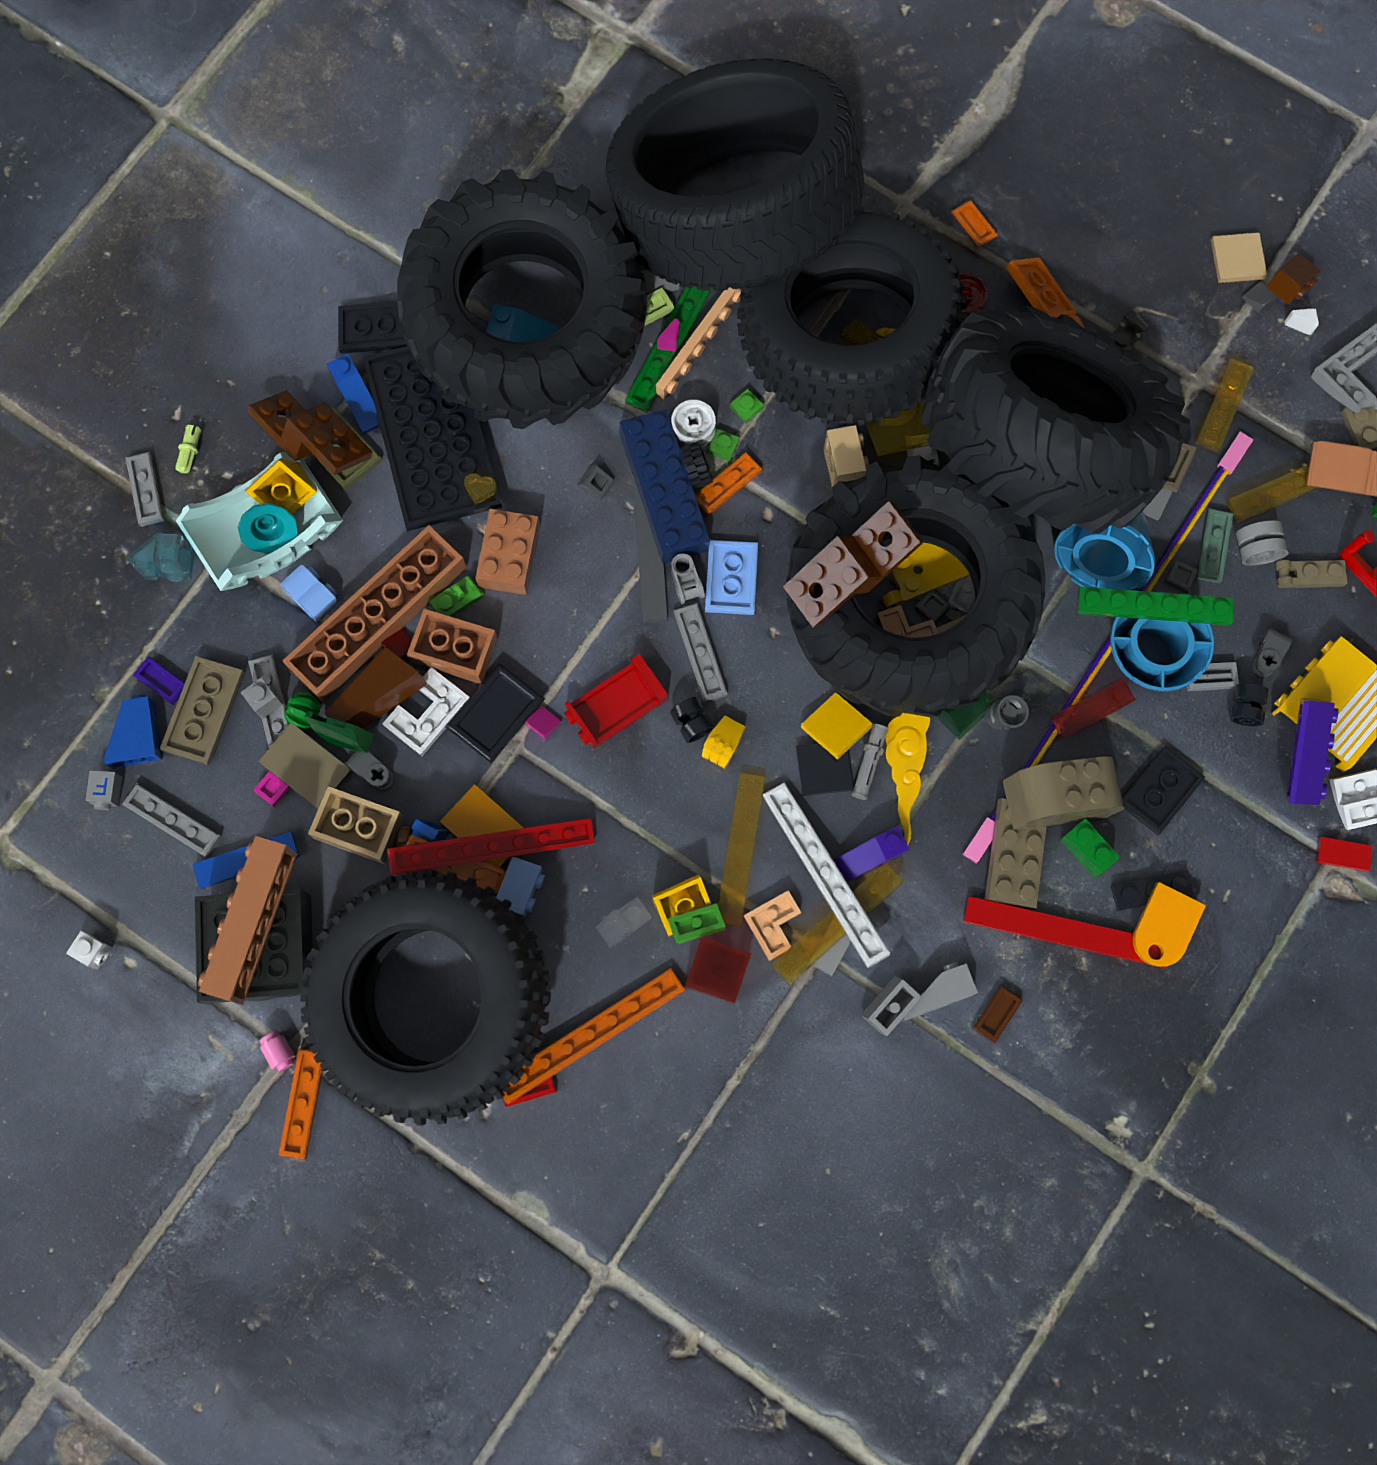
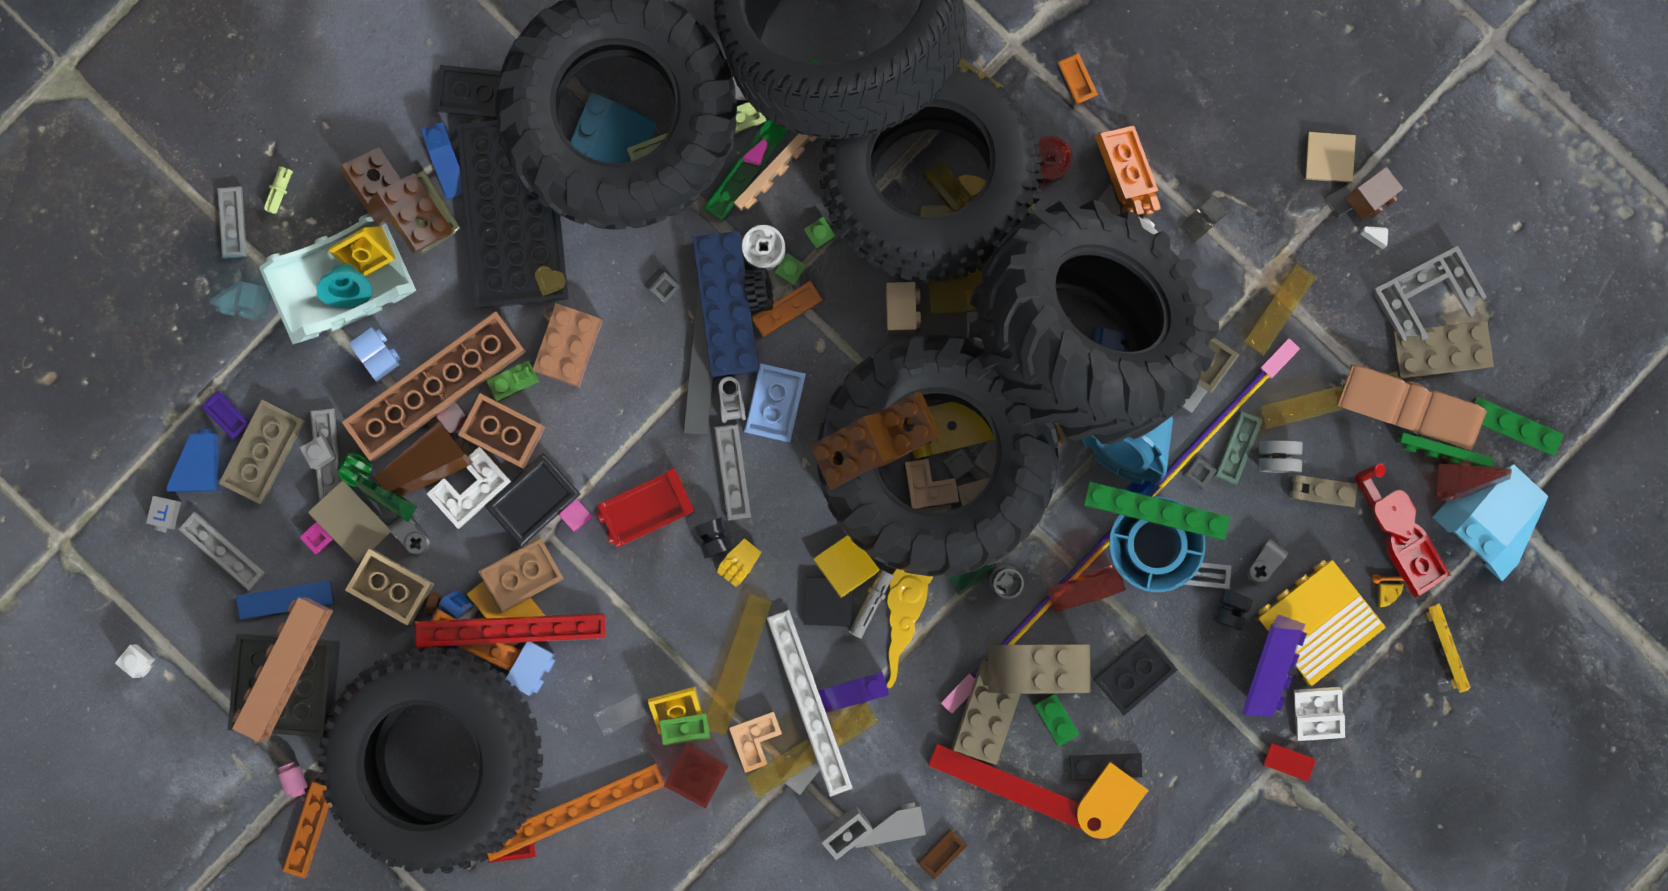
camera: 10 degrees right, 10 degrees up
(494, 792) = (520, 575): none -> medium nougat tile

